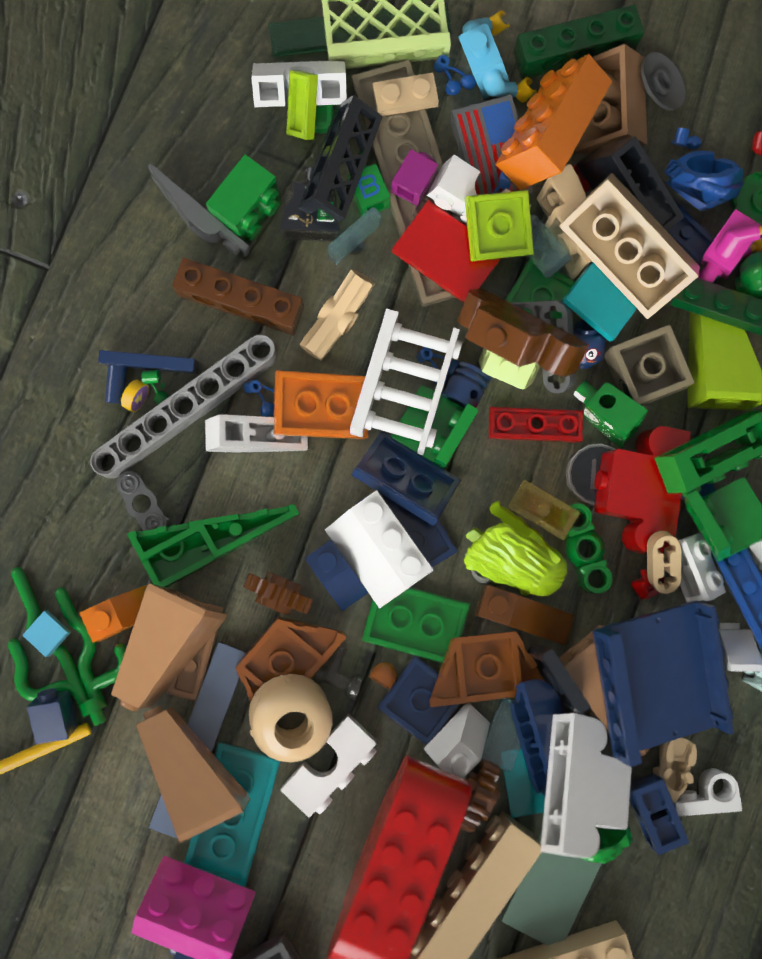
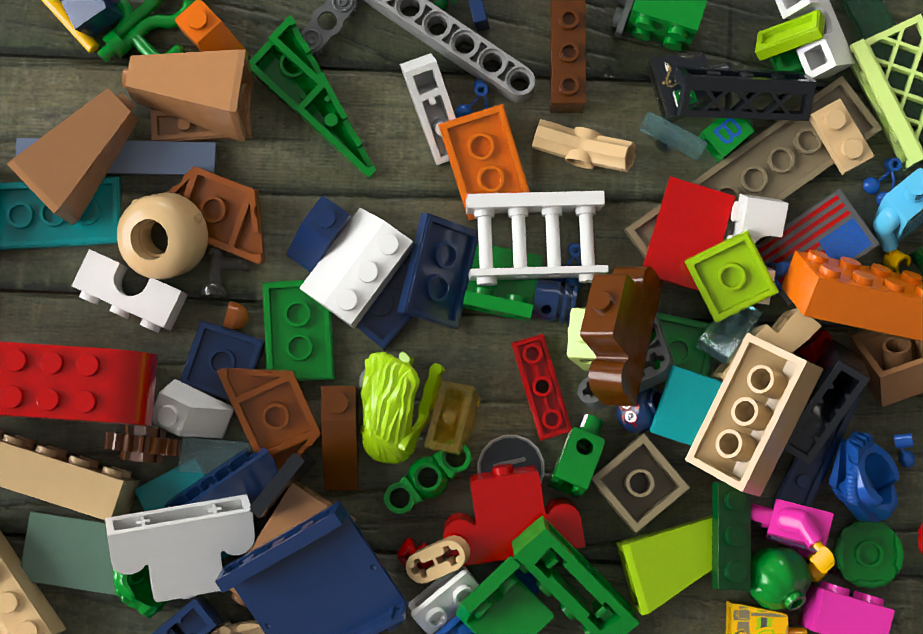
camera: 85 degrees right, 0 degrees up
(278, 593) = (279, 181): reddish brown gear -> none
(414, 177) = (754, 174): magenta brick -> none

